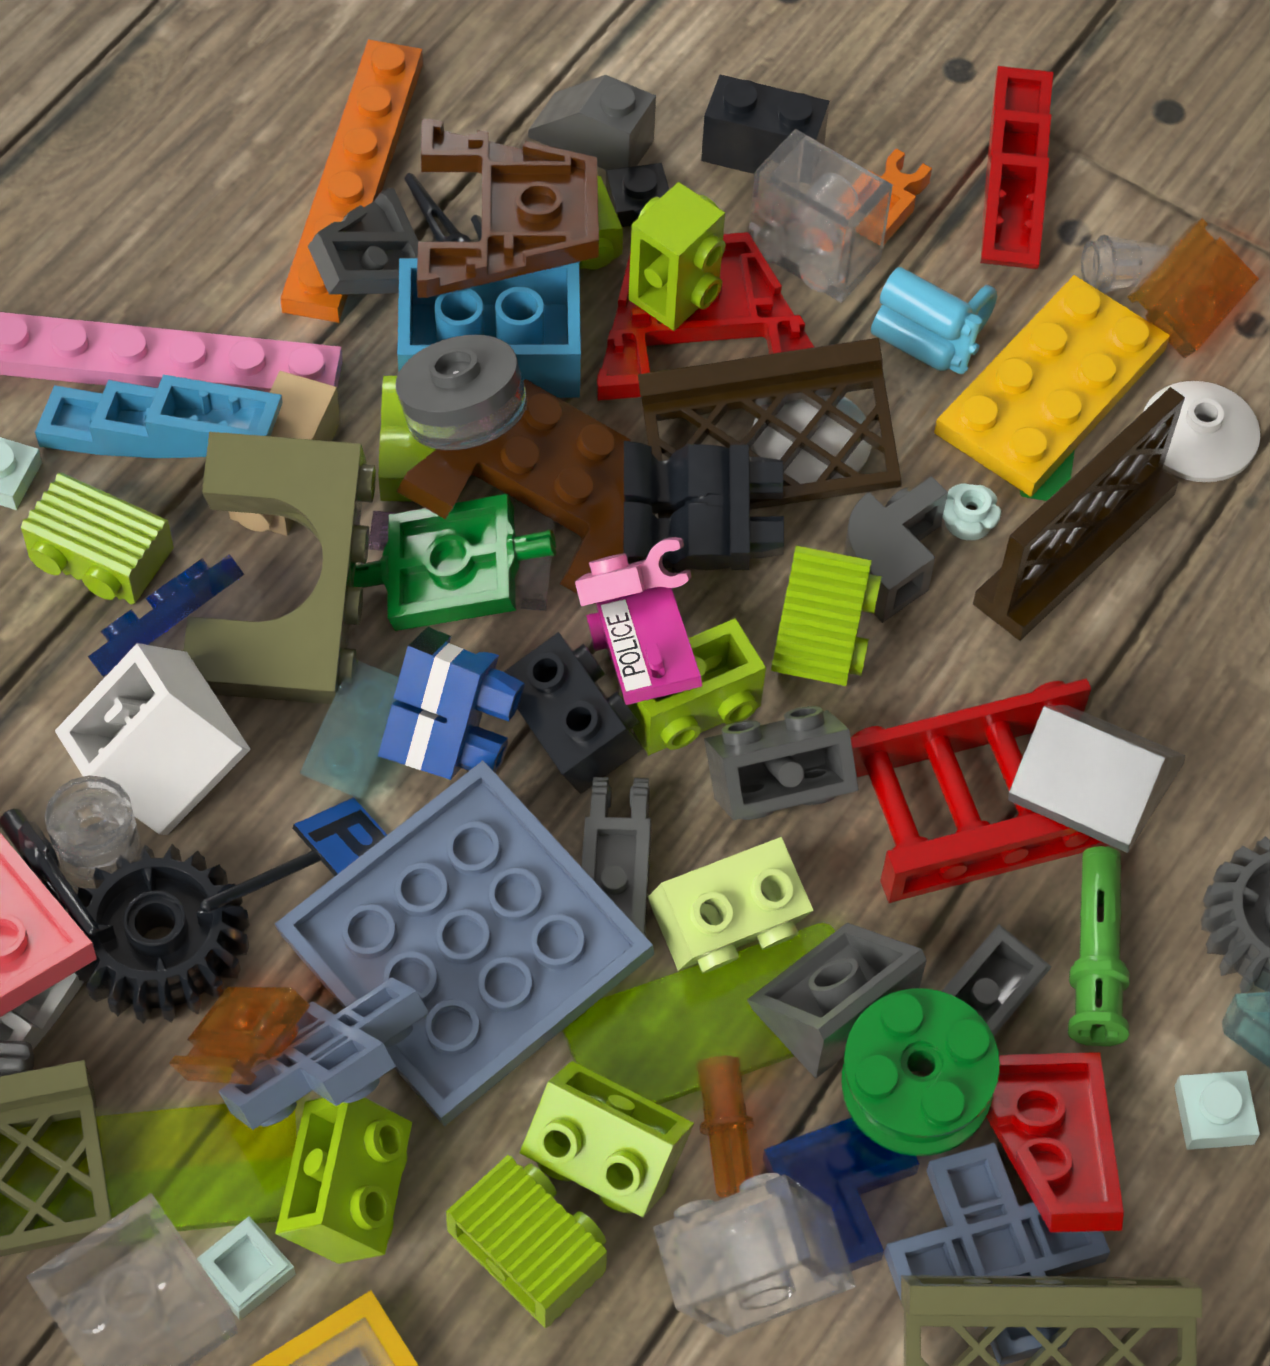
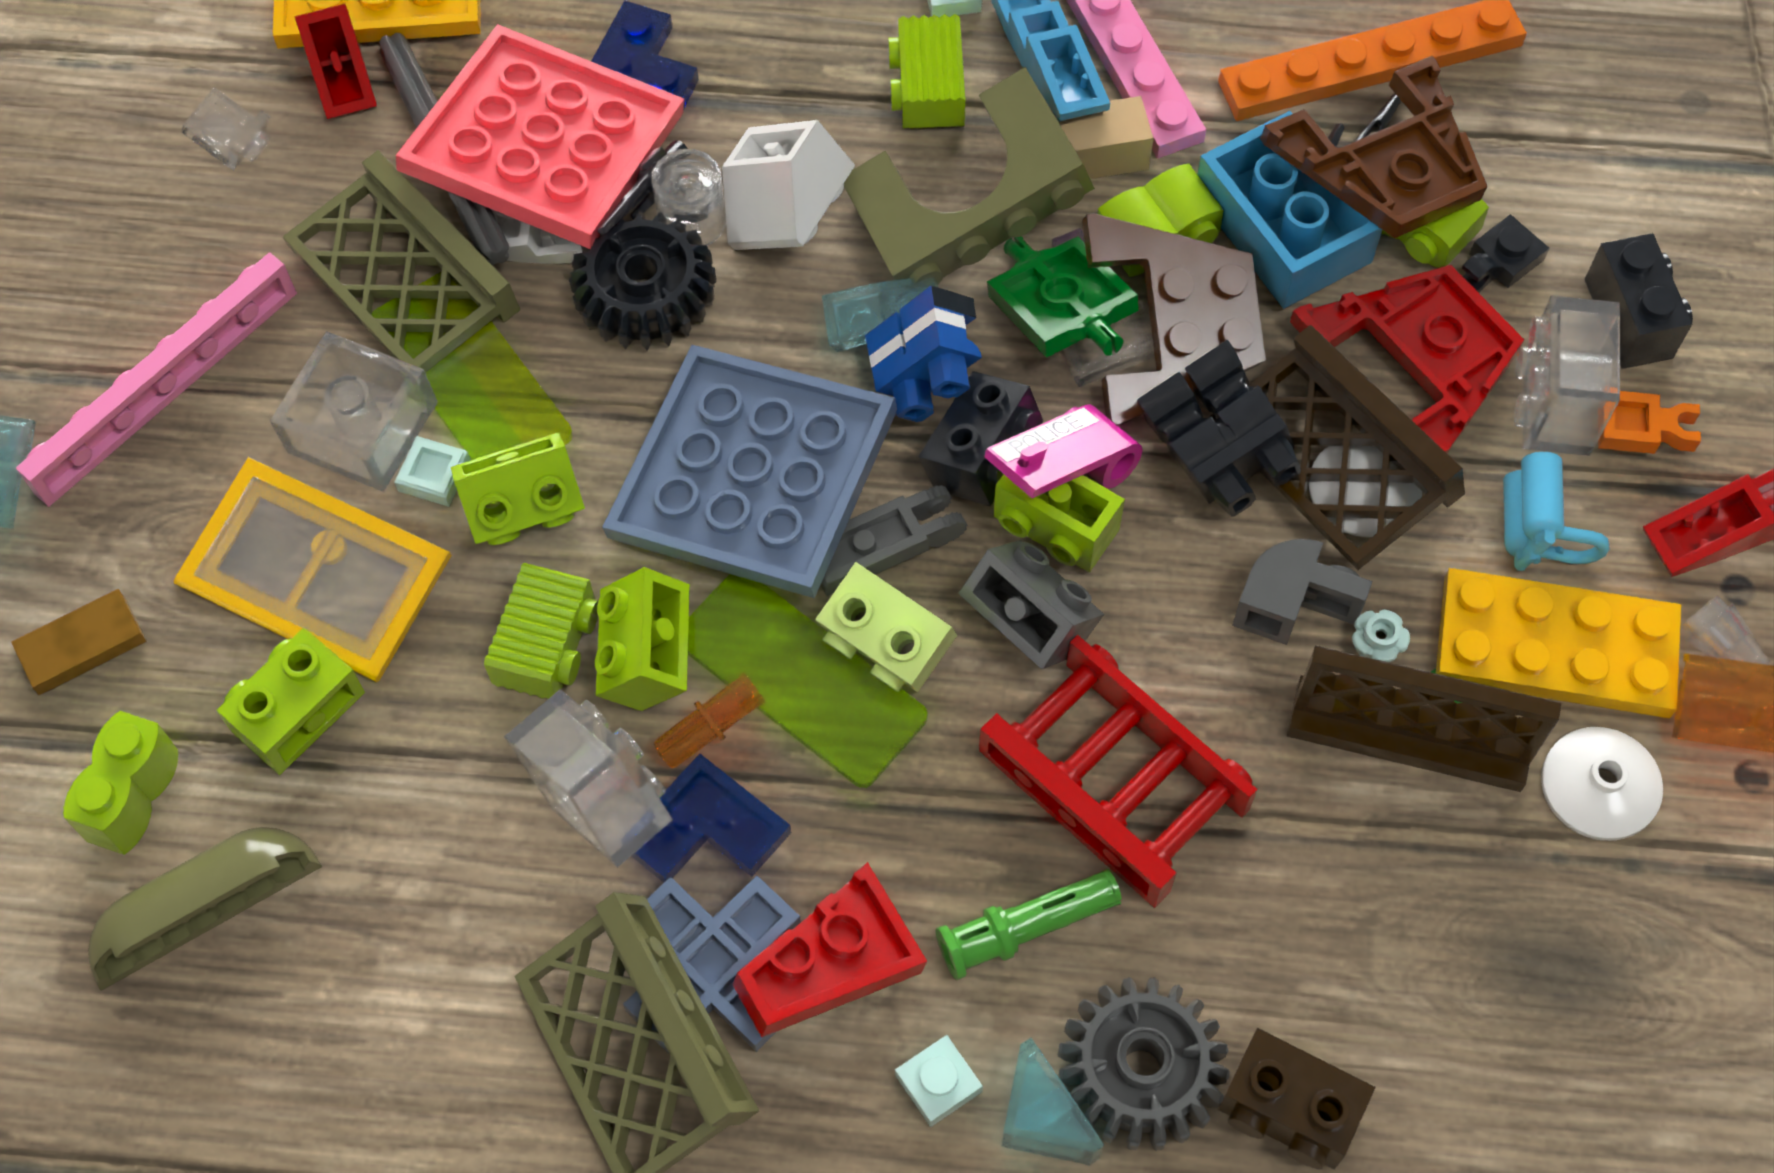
camera: 65 degrees right, 5 degrees up
(170, 606) = (889, 134): clear blue plate -> none
(239, 1031) = (587, 366): clear orange plate -> none
(330, 1055) = (586, 420): sand blue plate -> none
(333, 835) = (785, 345): piece -> none
(365, 248) = (1285, 83): dark grey wing -> none
(461, 392) = (1190, 210): dark grey piece -> none
(599, 120) = (1551, 188): dark grey slope -> none
(615, 578) = (1112, 406): bright pink plate -> none
(676, 255) = (1435, 287): lime brick -> none
(824, 616) = (1182, 566): lime brick -> none
(830, 987) = (857, 744): dark grey slope -> none
(924, 1034) = (803, 792): green wheel -> none
(998, 977) = (925, 849): dark grey slope -> none
(1093, 775) = (1165, 831): slope -> none

